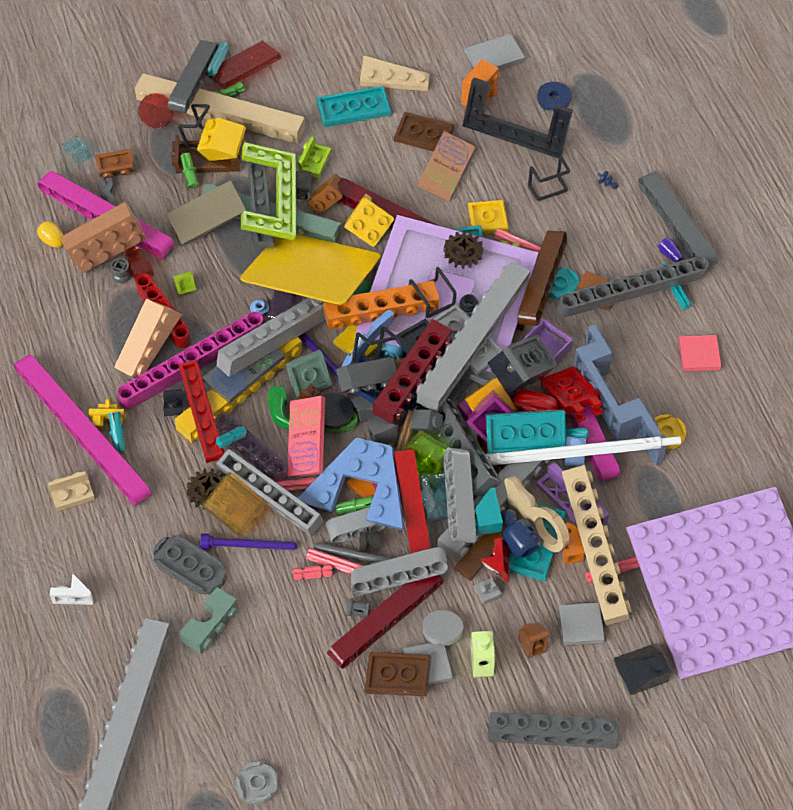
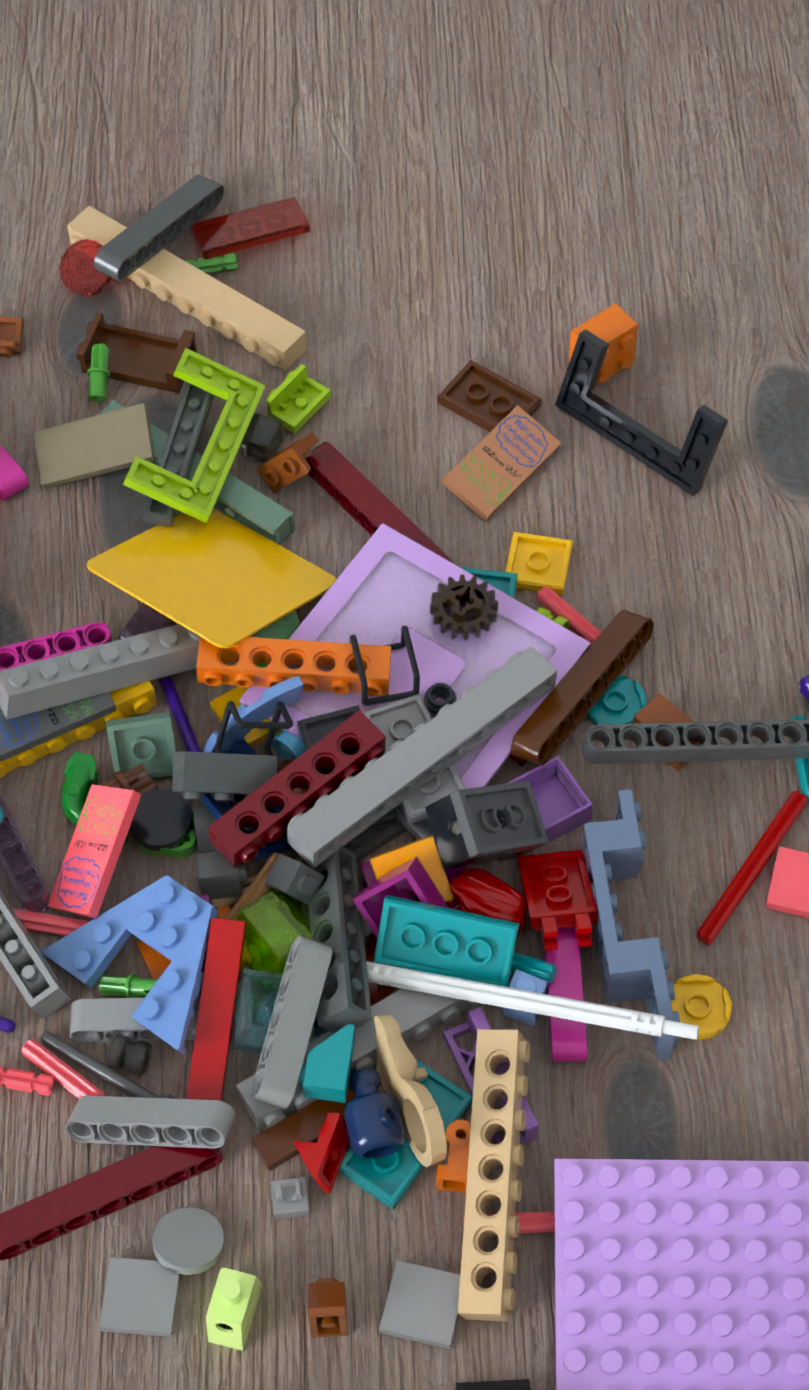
camera: 20 degrees right, 0 degrees up
(184, 283) = (17, 548): lime tile -> none
(198, 123) = (142, 292): black piece -> none
(217, 59) = (212, 210): teal axle -> none
(221, 139) = (160, 335): yellow slope -> none
(260, 303) = (116, 625): light blue plate -> none
(353, 106) = (395, 332): teal tile -> none
(358, 608) = (66, 1163): dark grey bush -> none
(368, 221) = (338, 522): yellow bracket -> none
(390, 75) = (470, 296): tan wing -> none
(398, 674) = (83, 1300): reddish brown tile -> none
(498, 52) = (655, 300): light grey tile -> none
(532, 171) = (630, 516): black piece -> none
(553, 88) = (726, 379): dark blue tile -> none
(608, 181) = (758, 552): dark blue hair -> none
(668, 351) = (751, 868): none -> red axle

